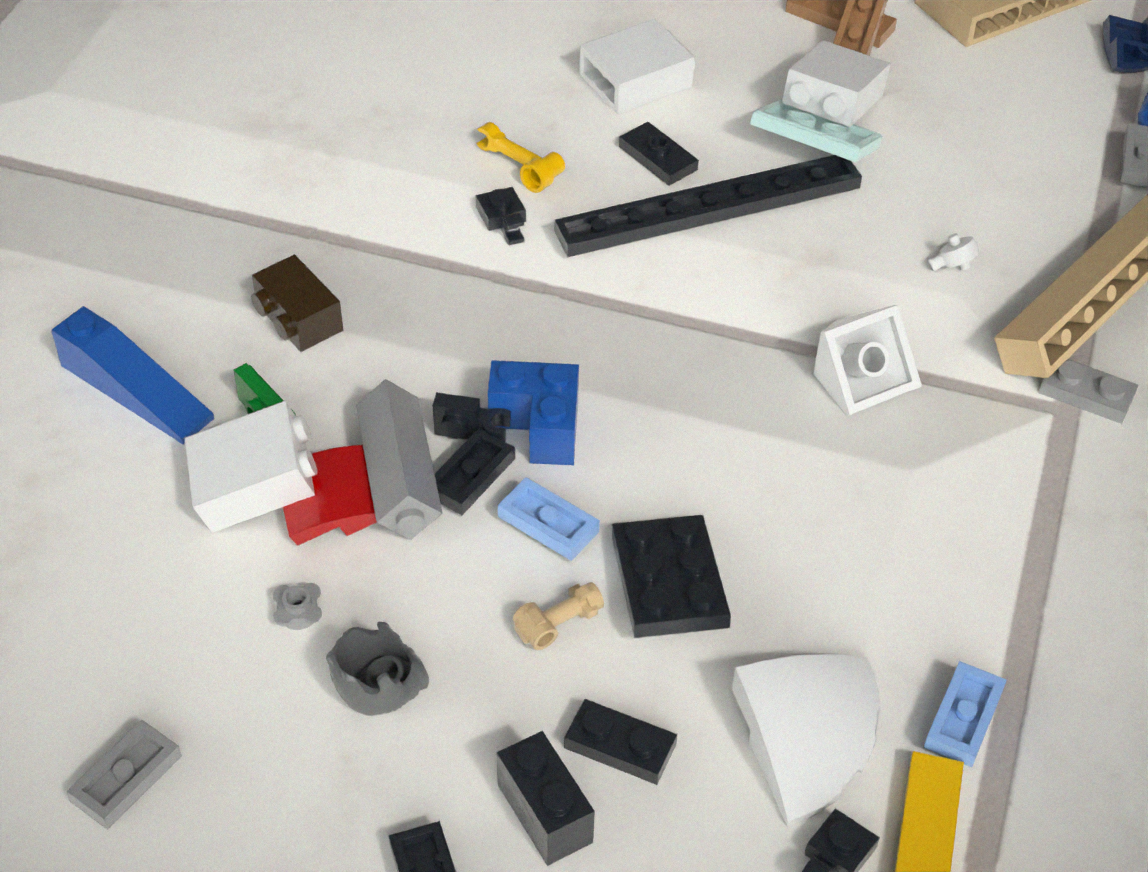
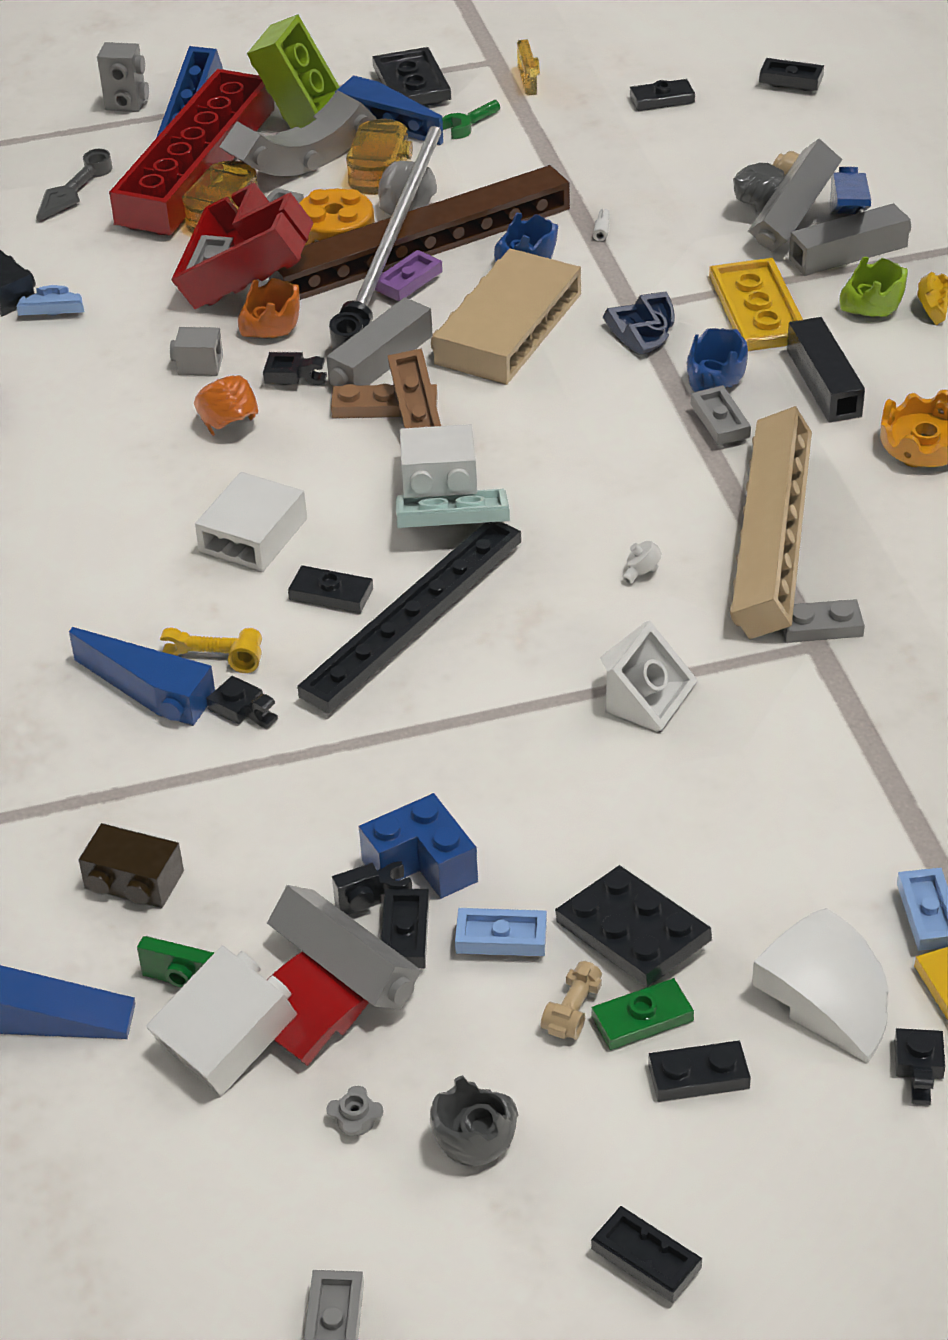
camera: 30 degrees left, 5 degrees down
(449, 162) = (157, 680): none -> blue slope
(545, 797) = (686, 1141): black brick -> none
(613, 660) = (642, 1014): none -> green plate

